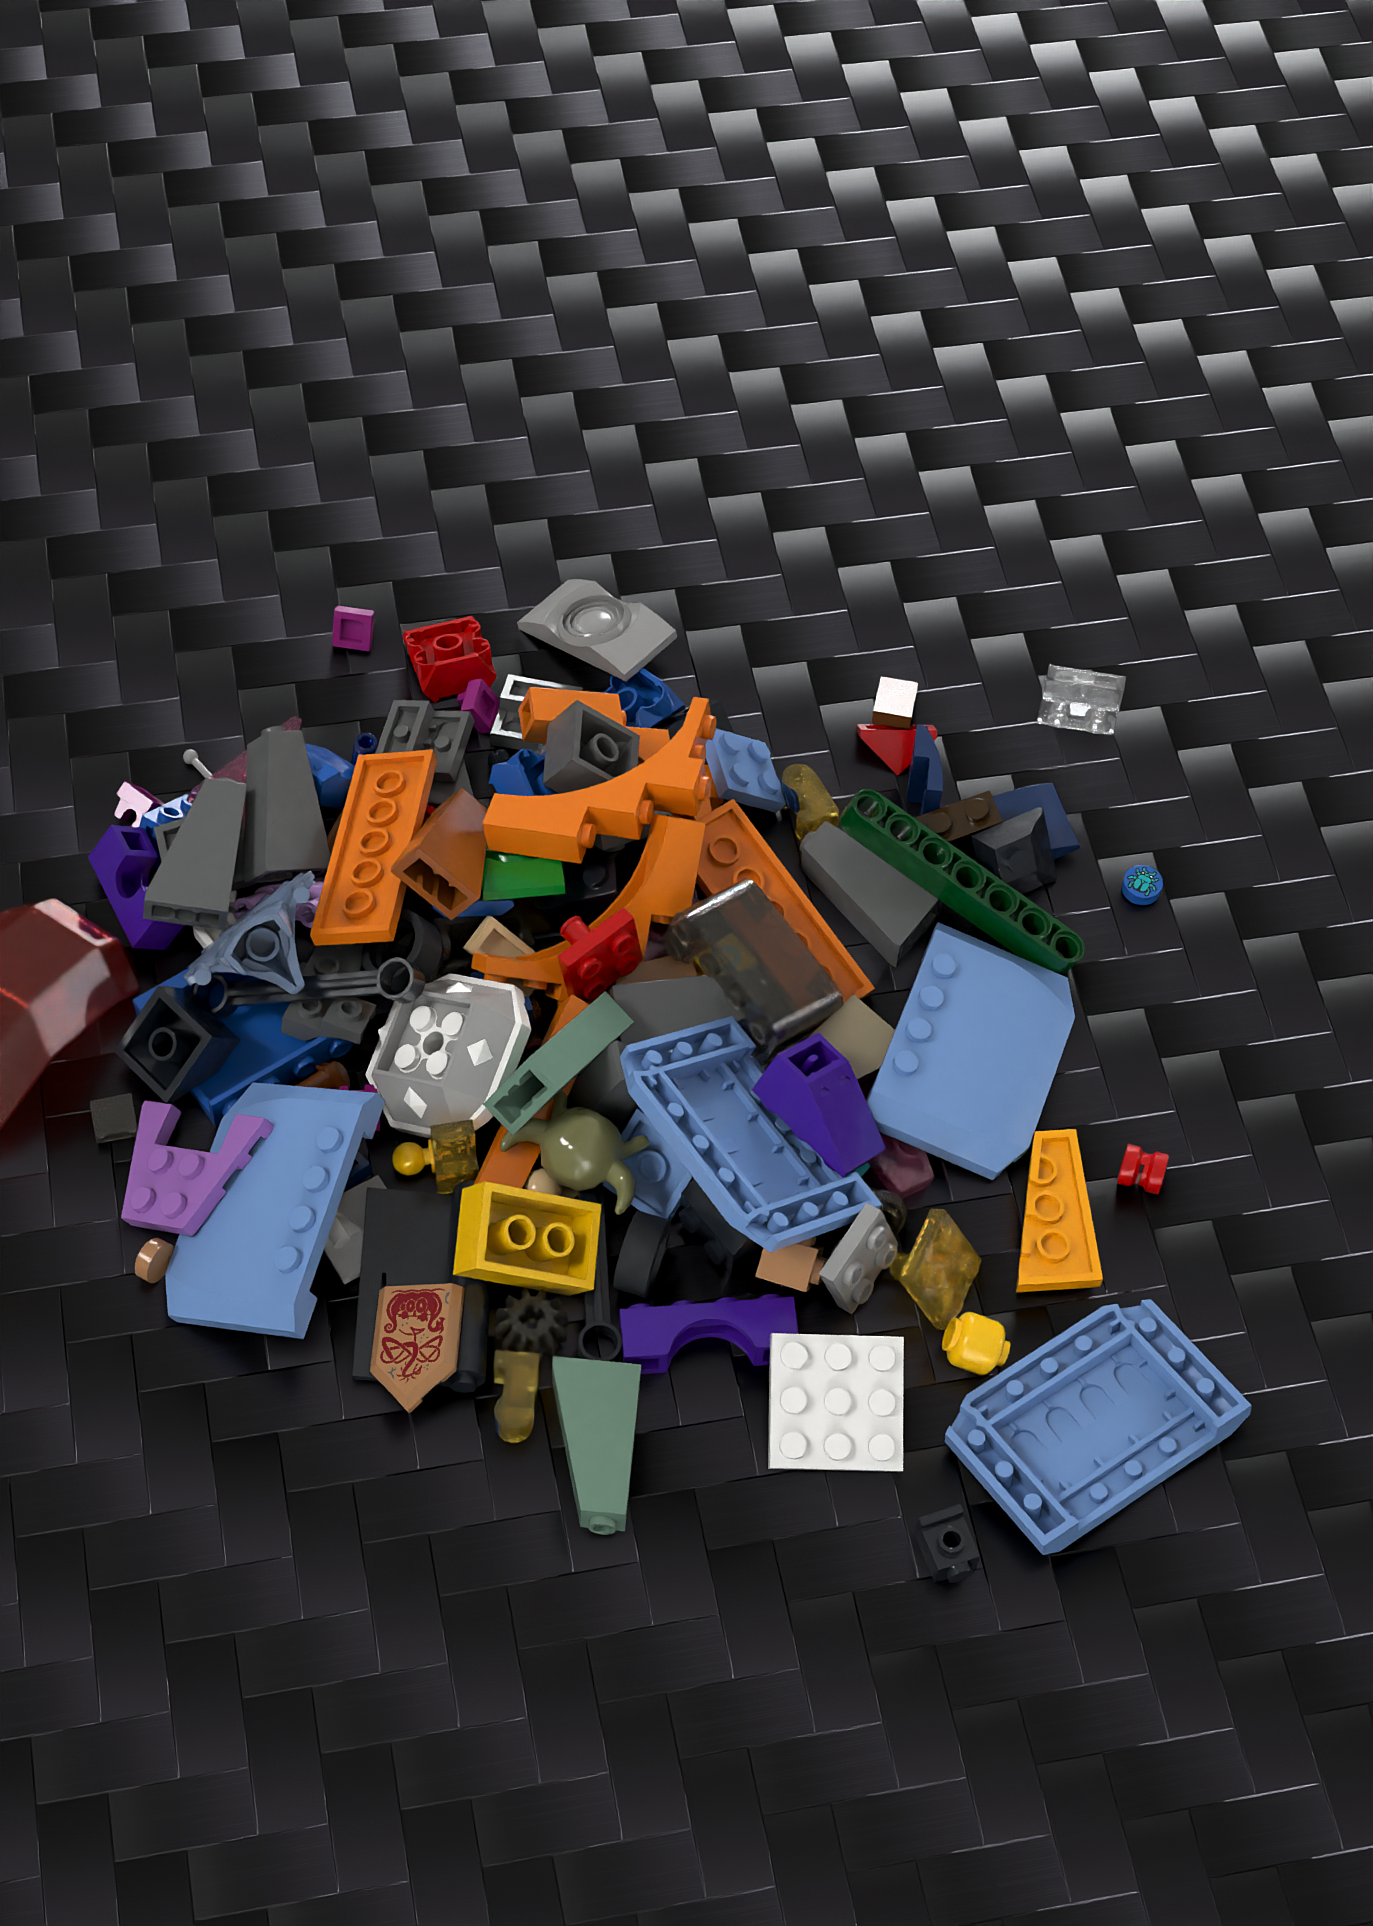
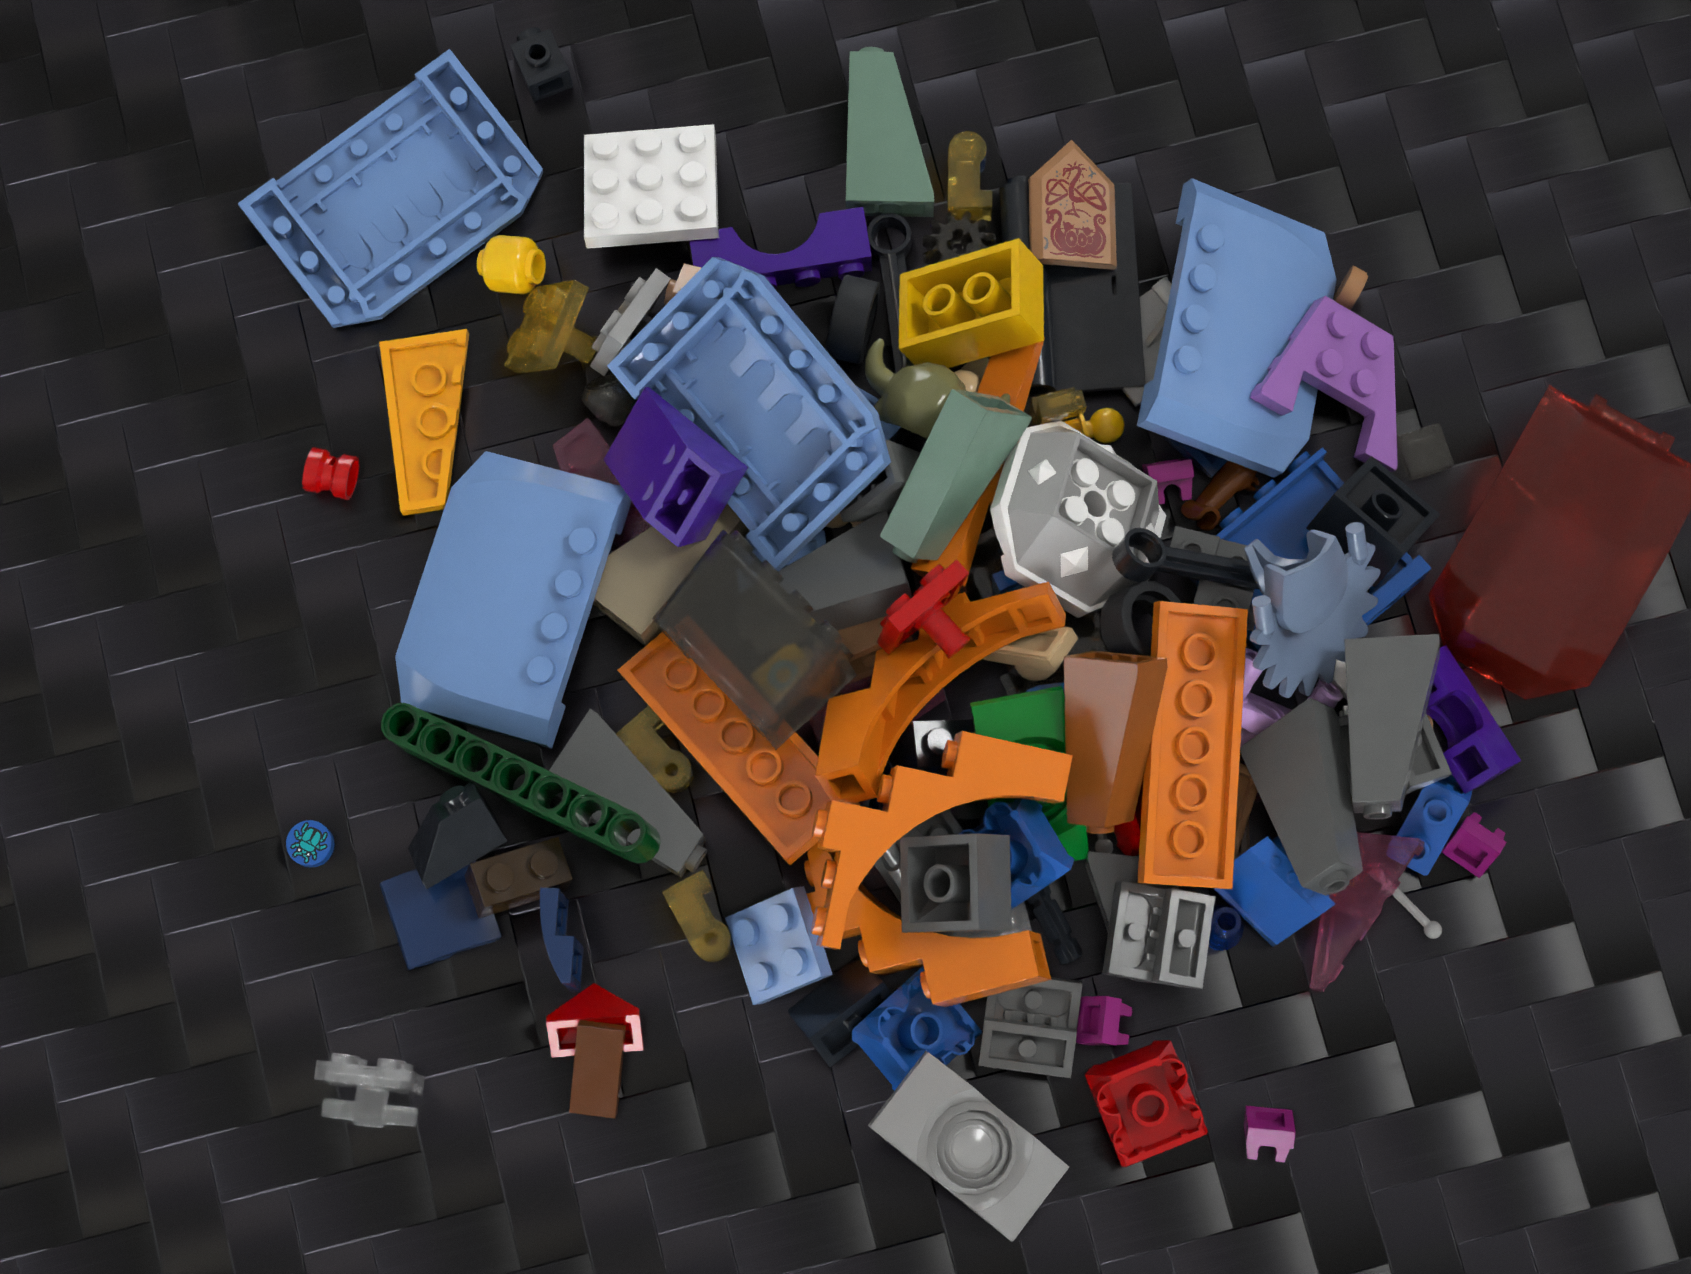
camera: 175 degrees left, 20 degrees up
(845, 920) = (667, 766): none -> clear yellow leg

